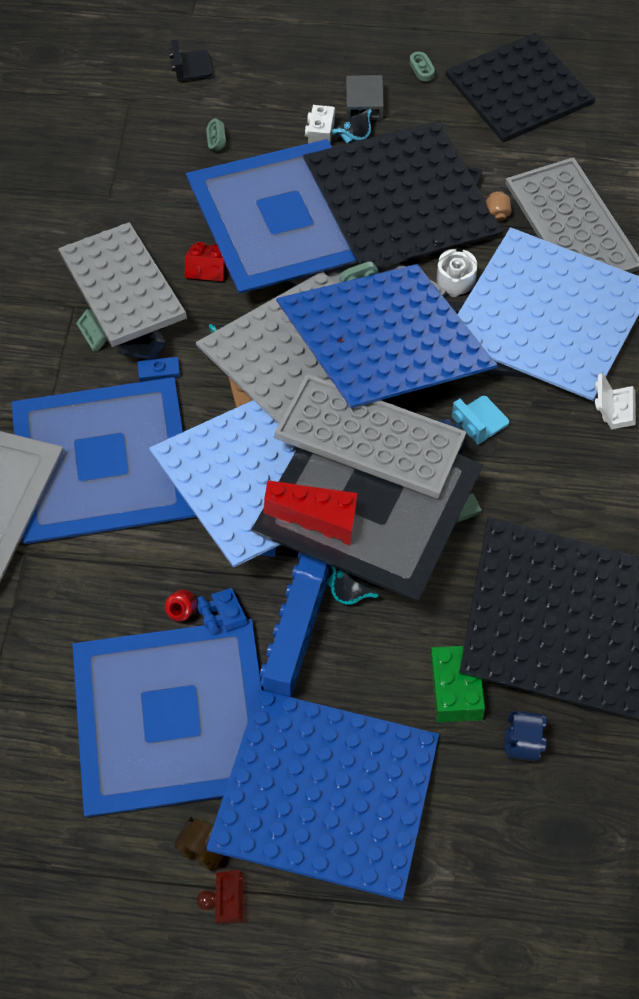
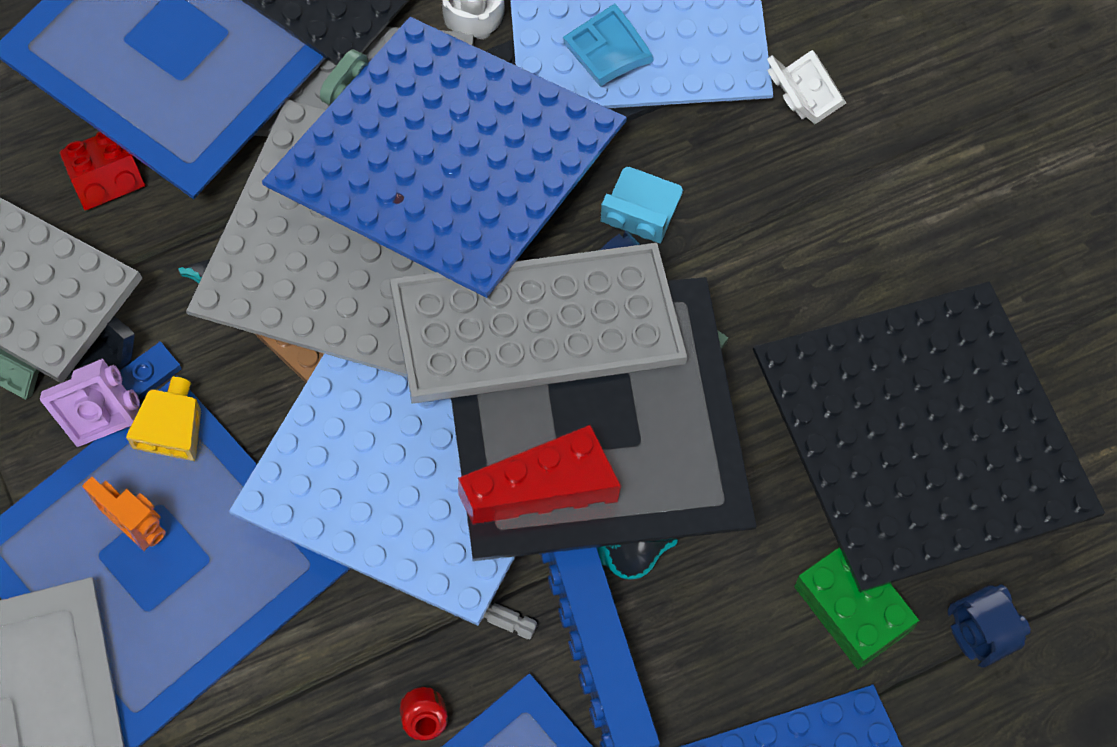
camera: 35 degrees left, 10 degrees up
(101, 423) = (129, 513): none -> orange plate
(120, 364) = (91, 403): none -> lavender plate
(152, 394) = (167, 422): none -> yellow torso
(228, 609) = (489, 679): blue plate -> none
(258, 584) = (510, 620): none -> light grey axle
(513, 326) = (608, 45): none -> dark azure plate

